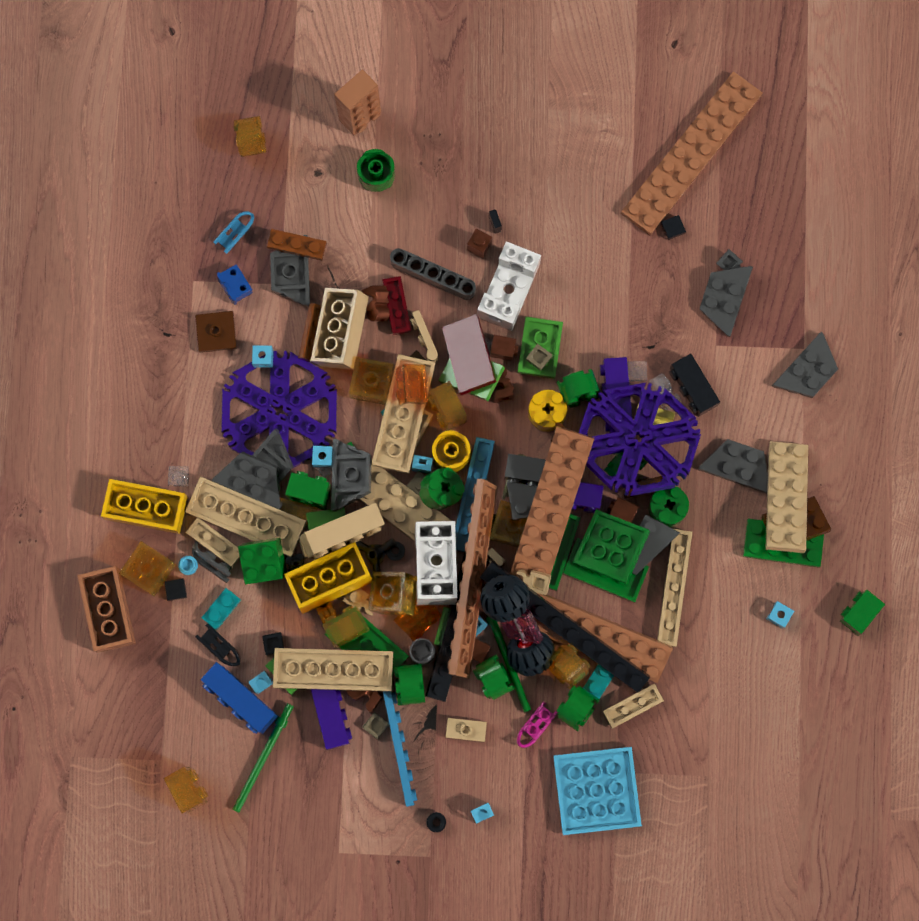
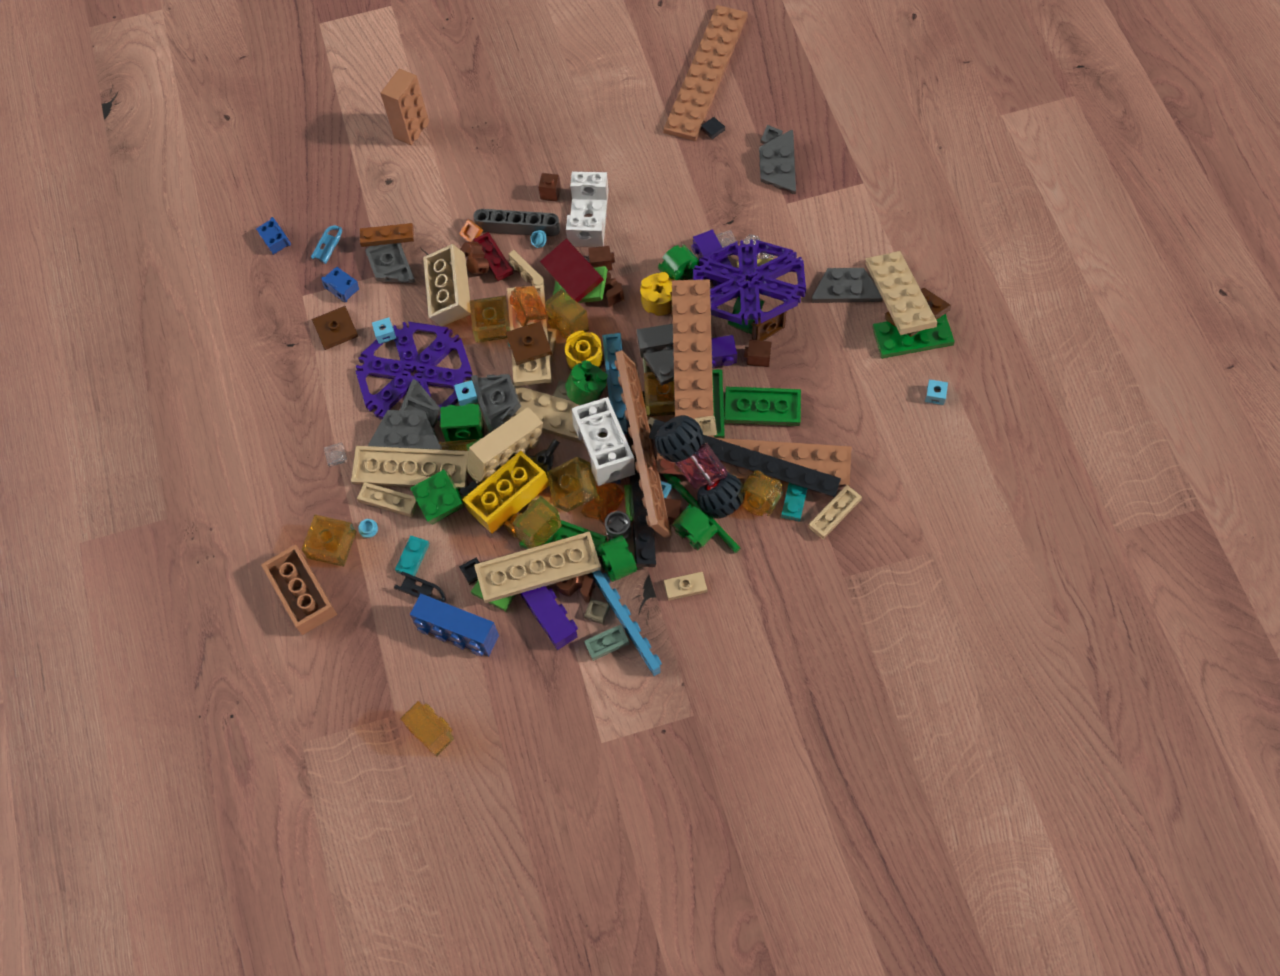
camera: 15 degrees left, 15 degrees down
(144, 506) = (310, 487): yellow brick -> none
(175, 589) = (362, 553): black tile -> none
(183, 202) = (273, 236): none -> blue piece
(208, 560) = (387, 516): dark grey piece -> none
(249, 136) = (317, 166): clear yellow brick -> none
(261, 682) = (474, 606): medium azure piece -> none
(281, 722) = (503, 639): green bar -> none
(309, 332) = (421, 300): dark orange plate -> none
(374, 760) = (606, 642): none -> sand green plate
(378, 180) = (438, 159): green brick -> none
(383, 268) = (470, 231): none -> orange plate
(395, 557) = (562, 457): black plate -> none
(399, 426) = (528, 343): none -> reddish brown plate
(422, 468) = (556, 374): medium azure piece -> none
(431, 817) = (687, 673): black plate -> none
(449, 301) = (538, 238): none -> medium azure plate
(482, 813) = (729, 654): medium azure piece -> none
(495, 221) = (557, 167): black tile -> none
(533, 728) = (749, 563): dark pink piece -> none
(539, 357) = (635, 253): dark tan plate -> none
(546, 334) = (633, 249): bright green plate -> none
(577, 708) = (784, 528): green brick -> none
(597, 791) = (832, 598): medium azure plate -> none
(611, 546) = (760, 379): green plate -> none
(657, 540) = (791, 369): dark grey wing -> none
(671, 496) = (798, 334): green brick -> none
(674, 588) = (831, 398): tan plate -> none
(694, 385) = (780, 233): black brick -> none
(809, 370) = (875, 195): dark grey wing -> none
(862, 612) = (1008, 365): green brick -> none

